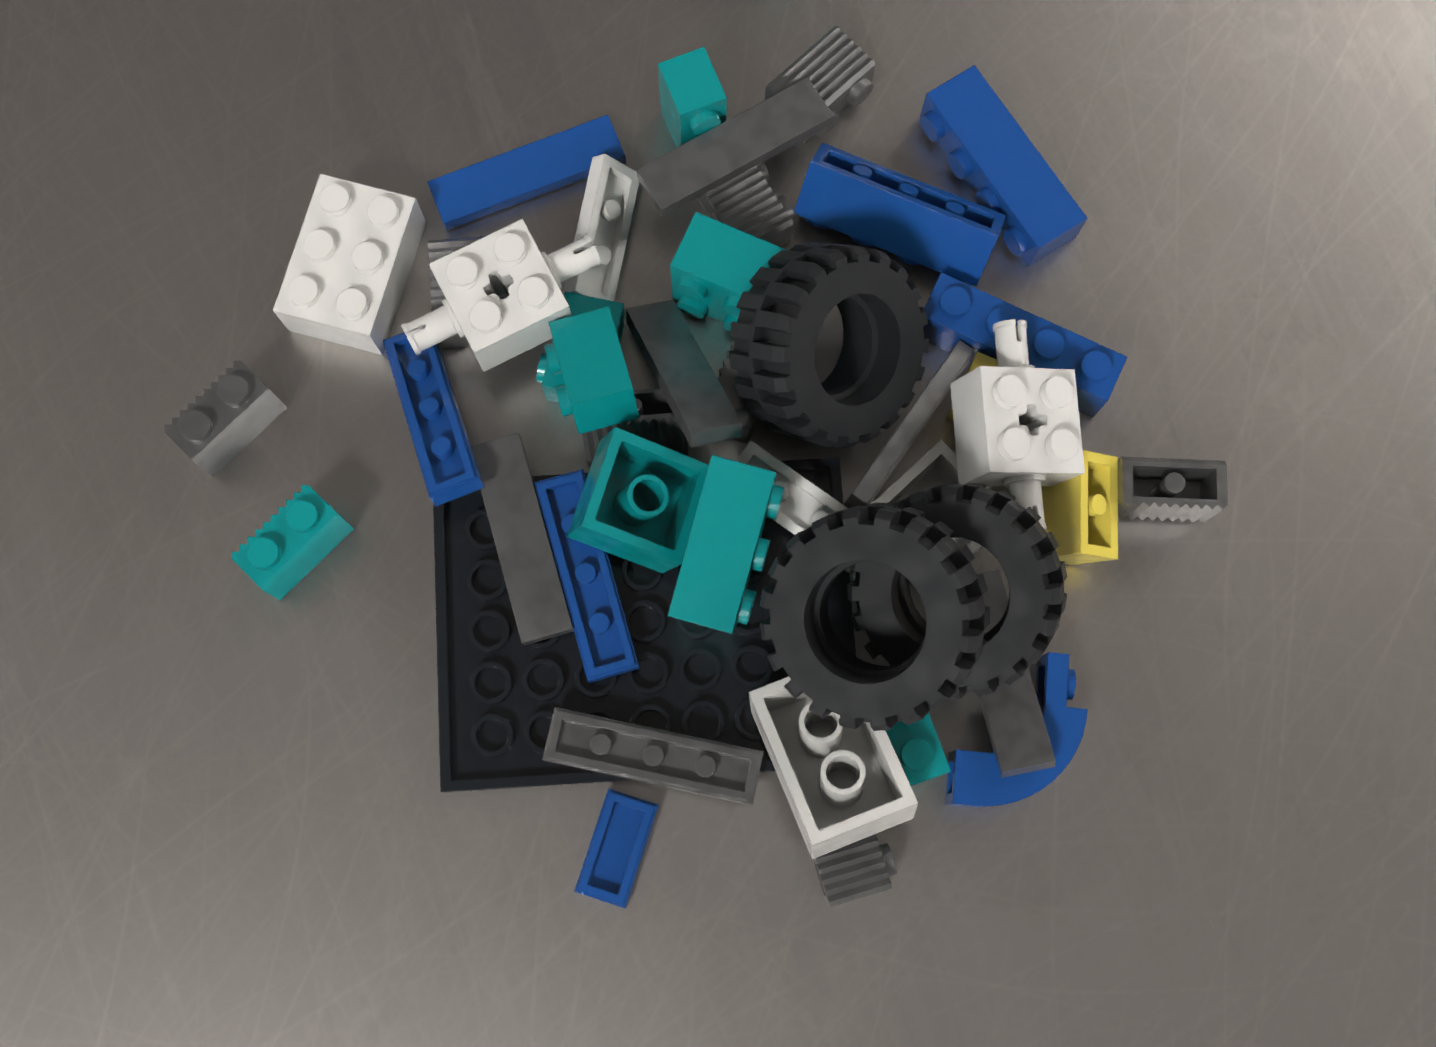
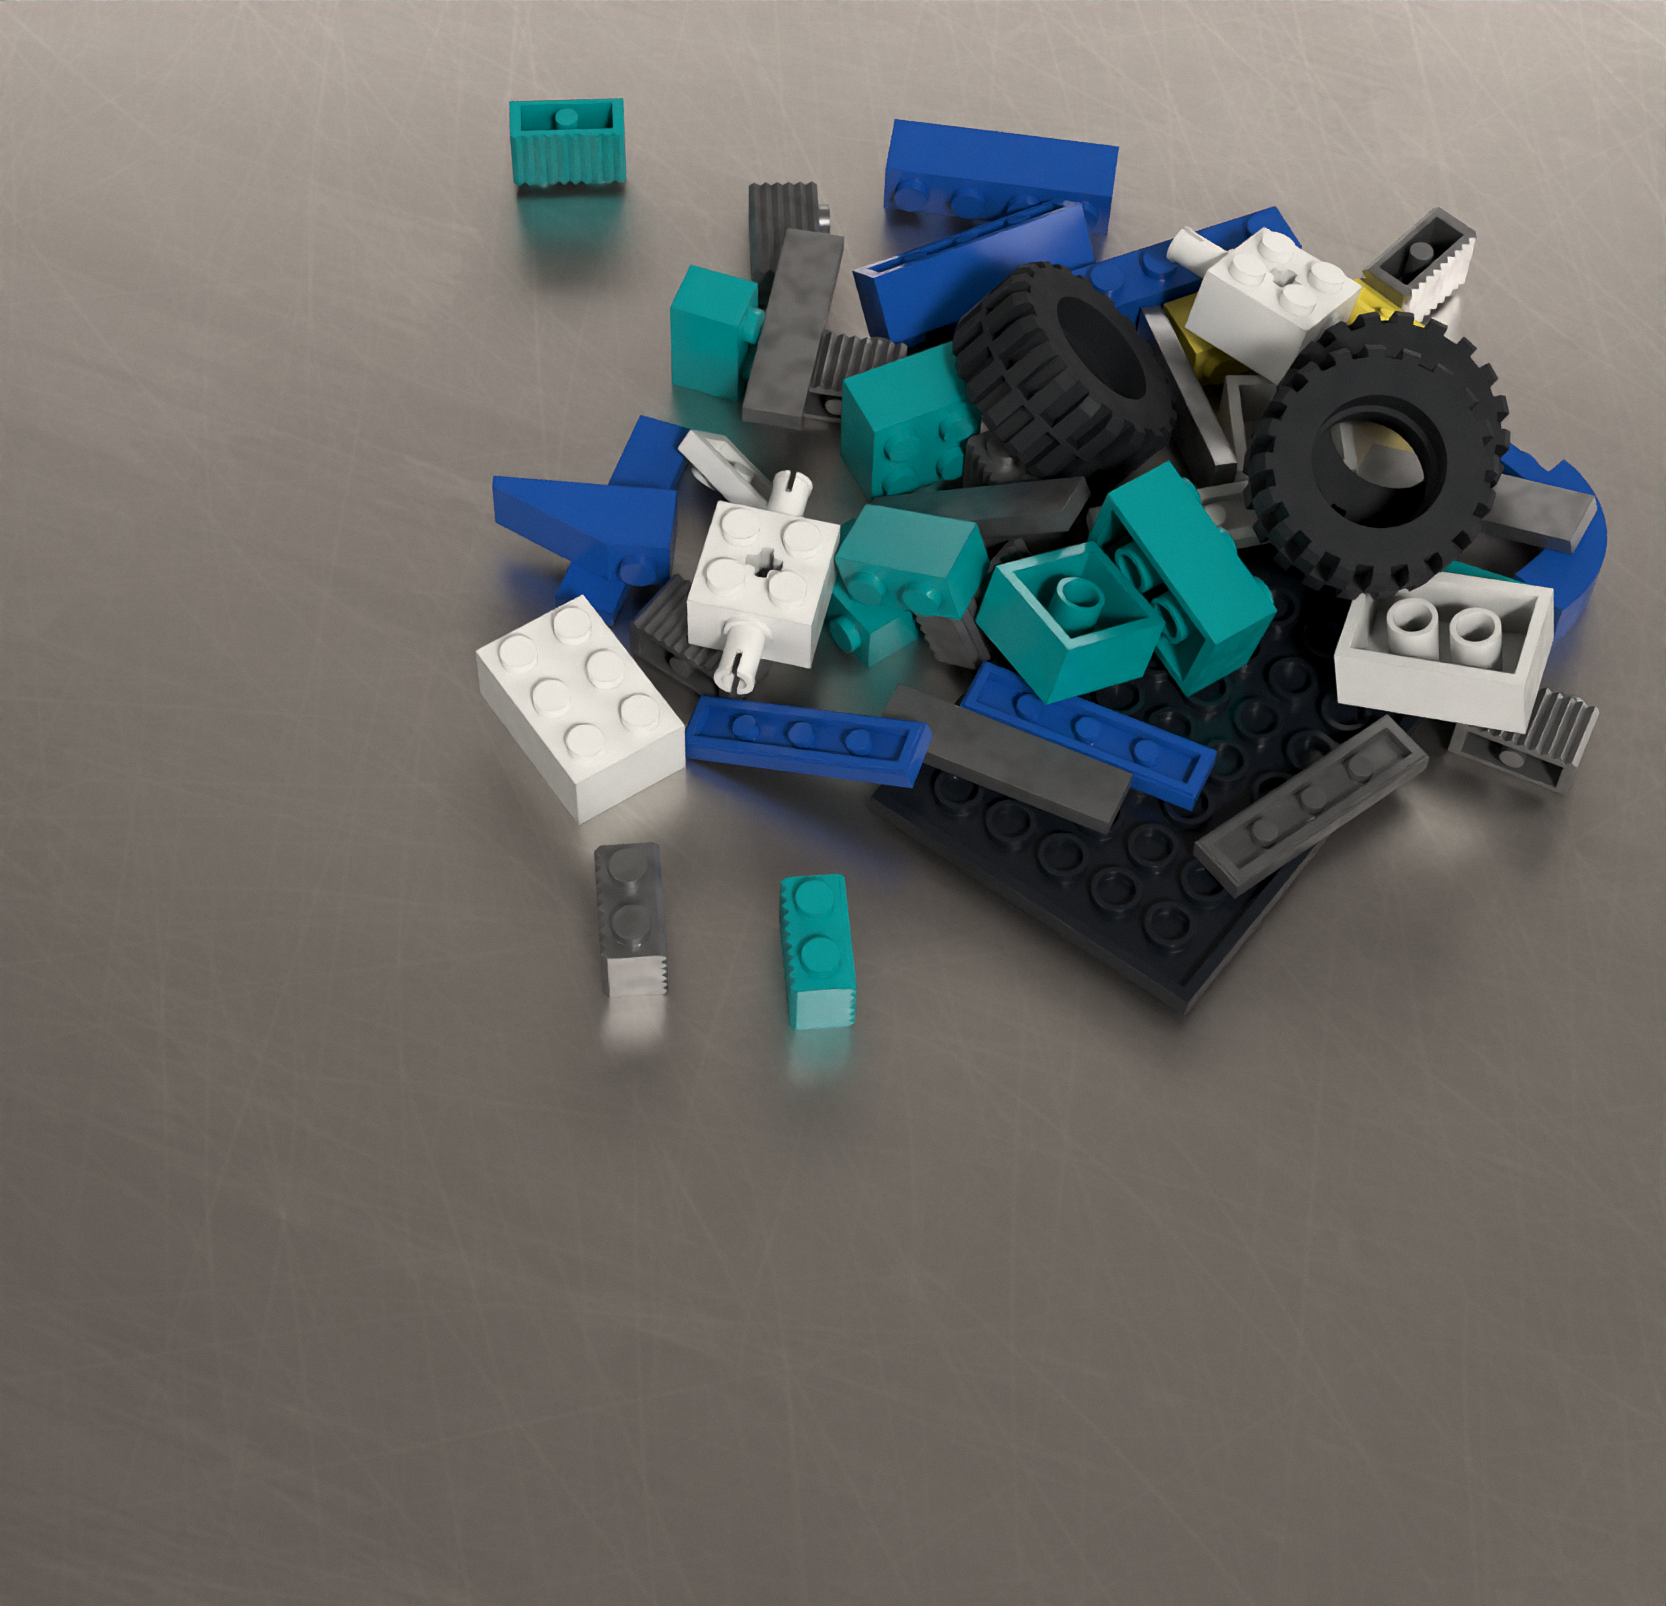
camera: 50 degrees left, 20 degrees down
(489, 175) = (601, 527): none -> blue slope
(616, 848) = (1366, 915): blue tile -> none

